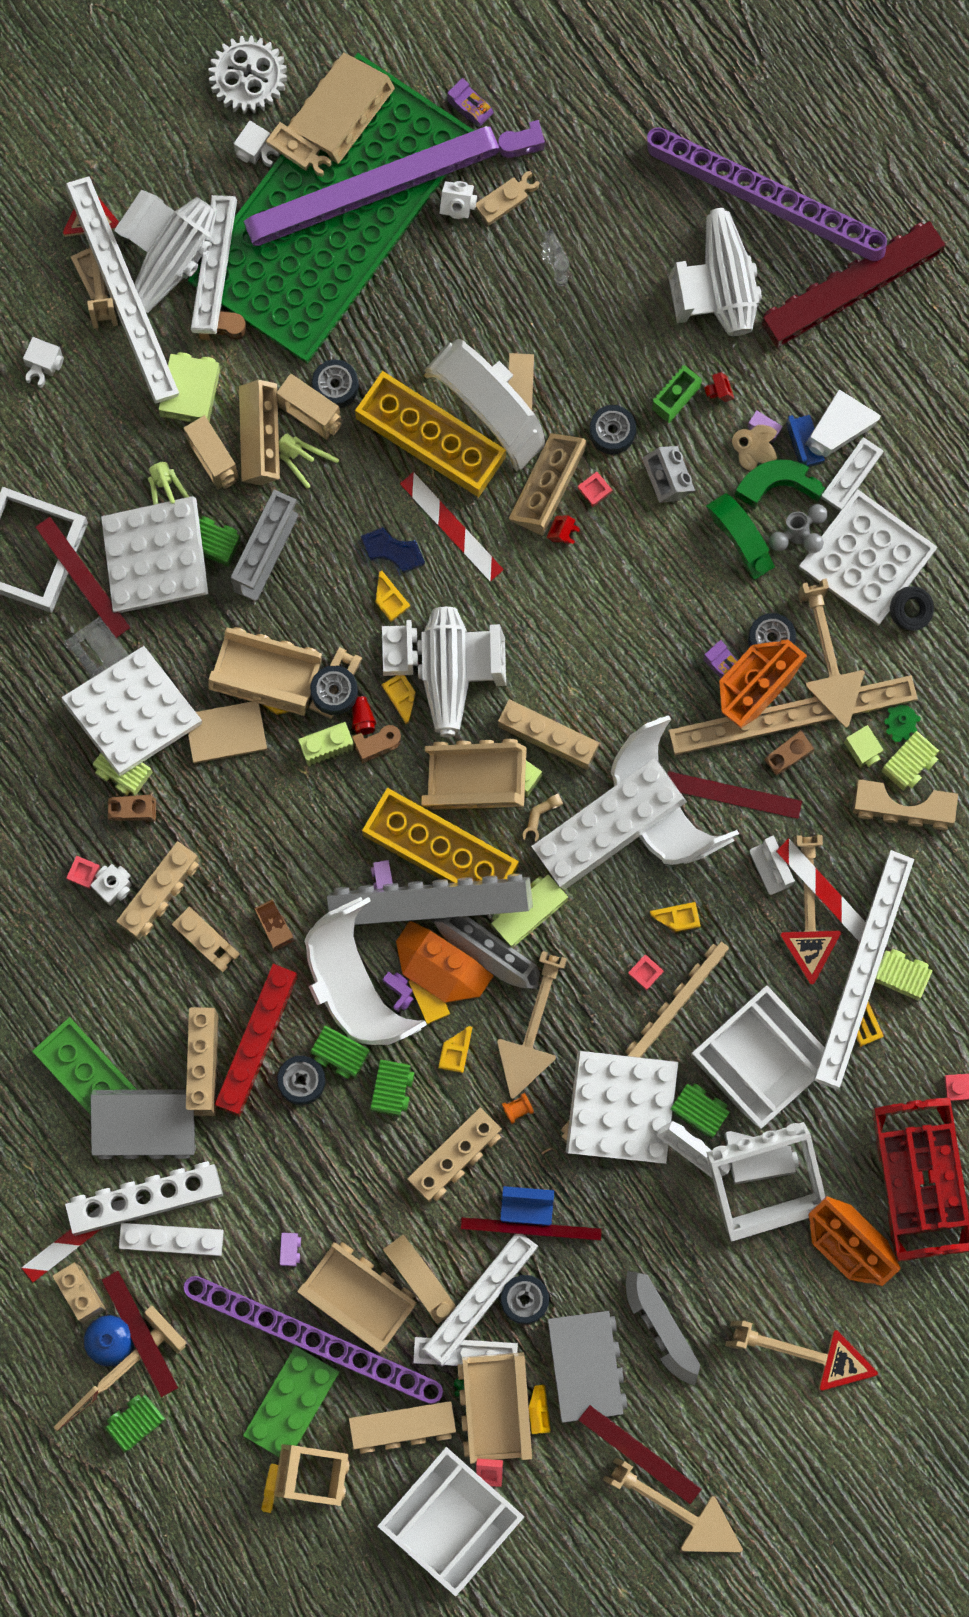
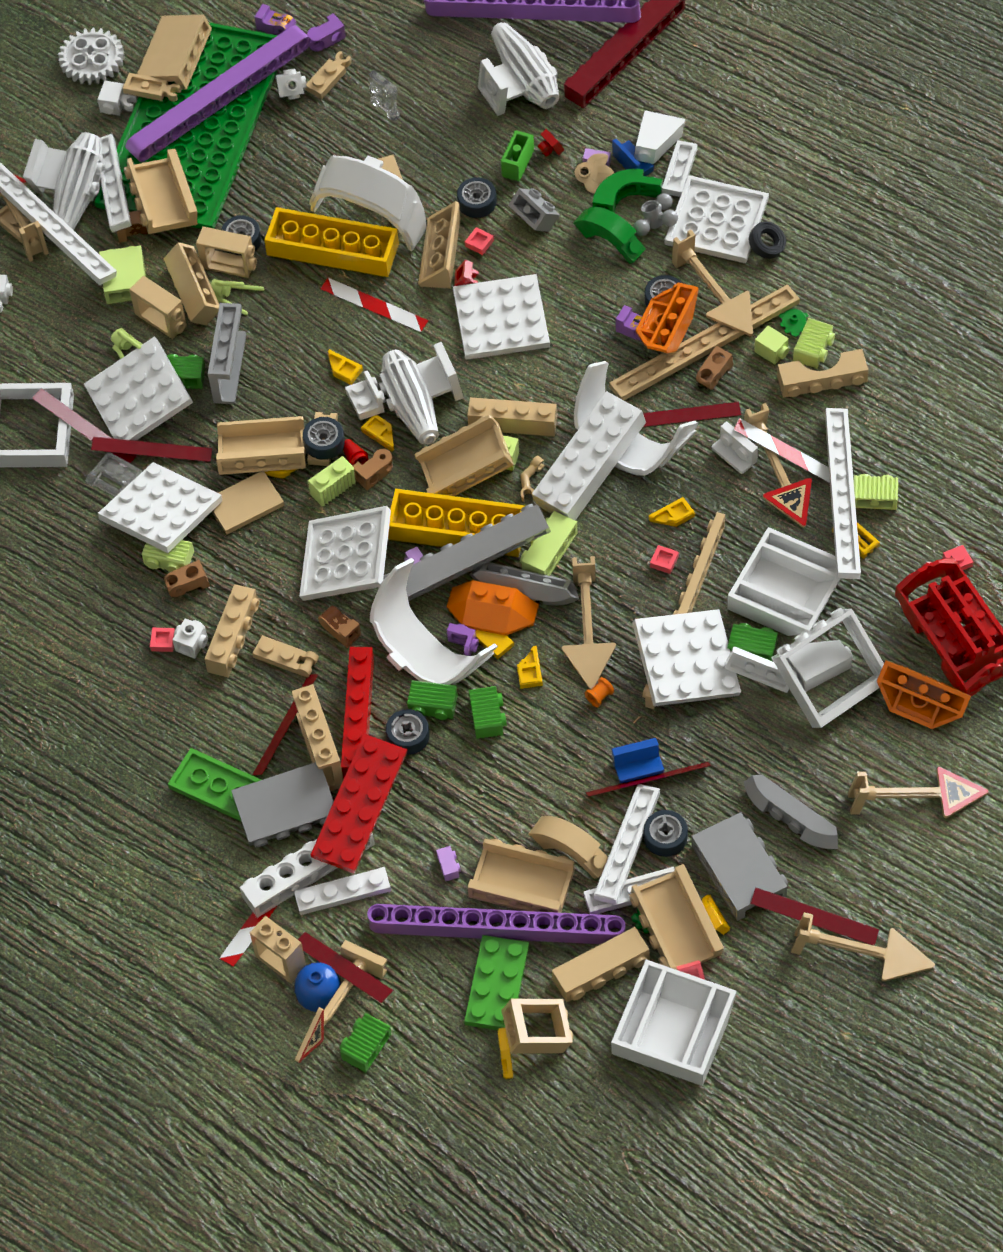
camera: 15 degrees left, 20 degrees down
(147, 628) = (151, 449): none -> dark red sticker
(177, 1023) = (281, 732): none -> dark red sticker
(218, 1156) = (358, 803): none -> red plate
(262, 301) = (162, 193): none -> tan panel
(308, 845) = (345, 553): none -> white plate
(383, 546) = (342, 334): clear blue tile -> none
(454, 1155) = (560, 744): tan brick -> none
(583, 596) = (501, 317): none -> white plate

